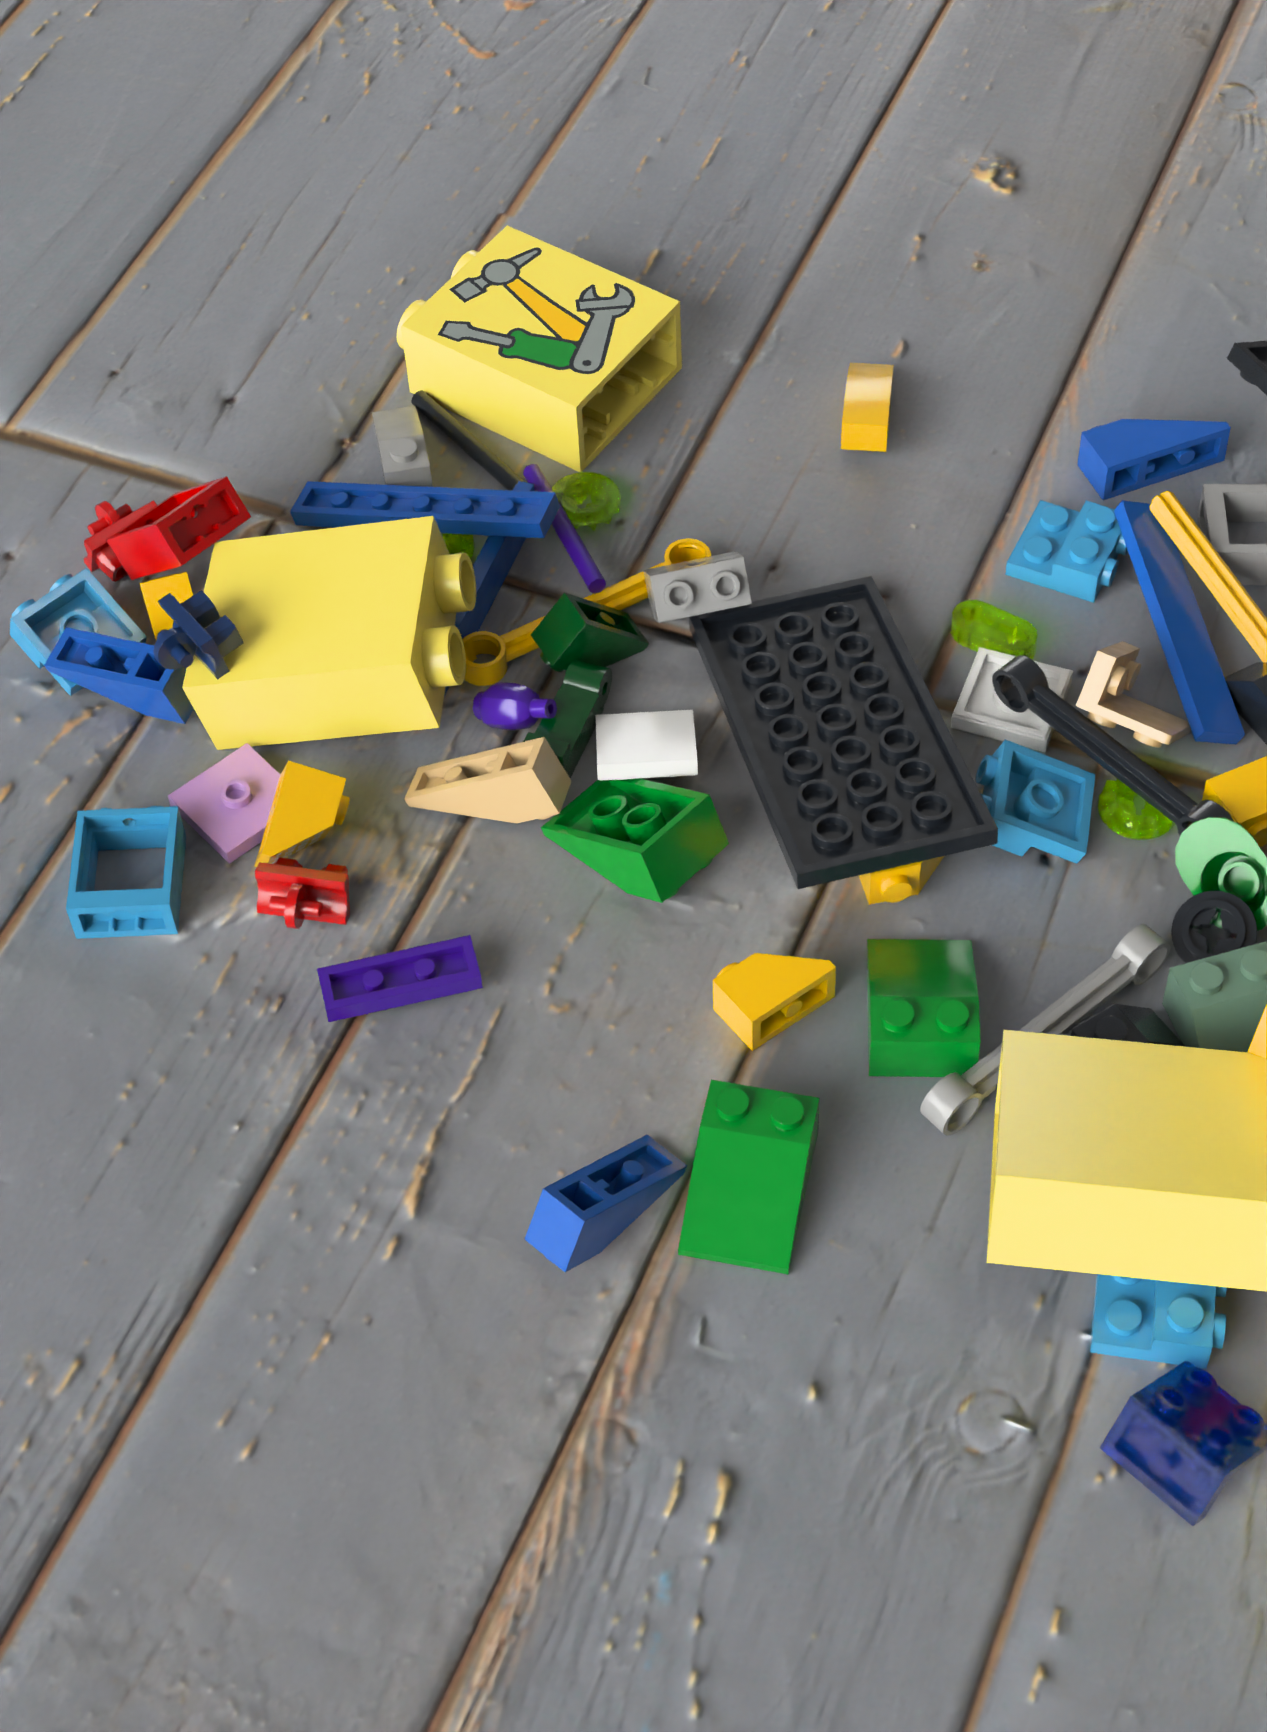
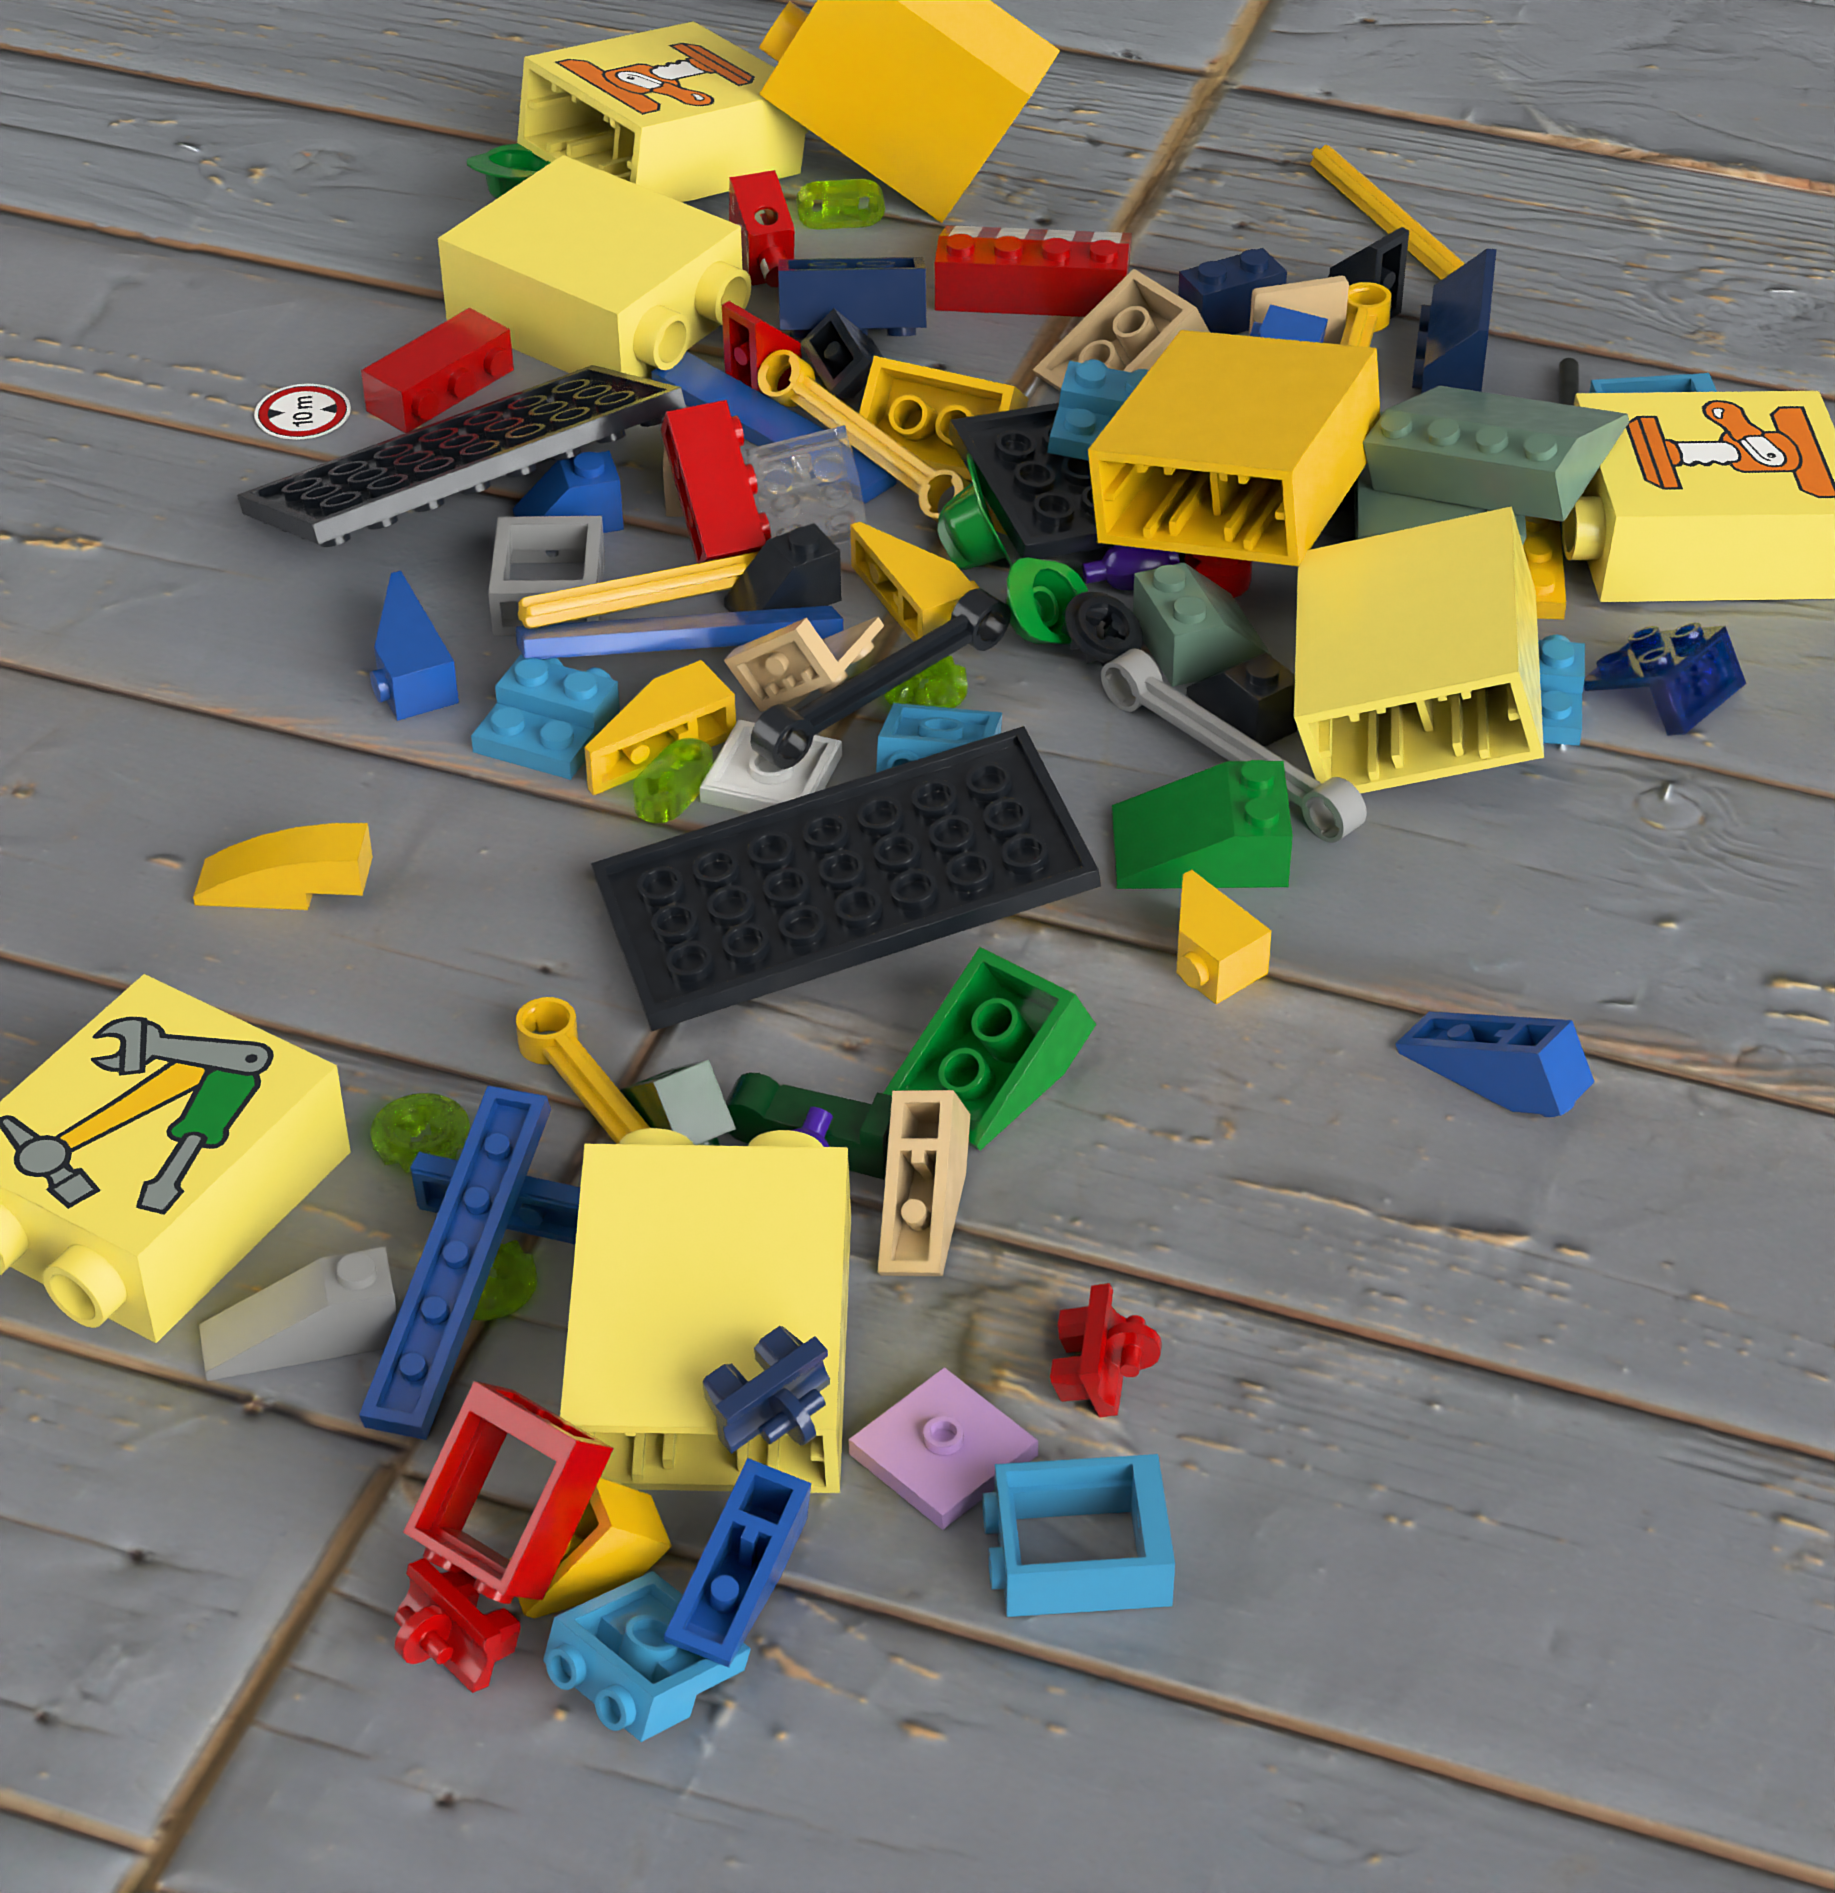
camera: 95 degrees left, 10 degrees down
(302, 811) = (993, 1357): yellow slope -> none
(399, 978) = (1220, 1254): dark purple plate -> none
(465, 440) = (289, 1258): black bar -> none
(568, 535) = (452, 1144): dark purple bar -> none
(646, 745) = (858, 1044): white tile -> none
(697, 586) = (612, 998): light grey brick -> none
(749, 1176) = (1442, 951): green slope -> none
(1067, 620) = (670, 708): none -> yellow slope

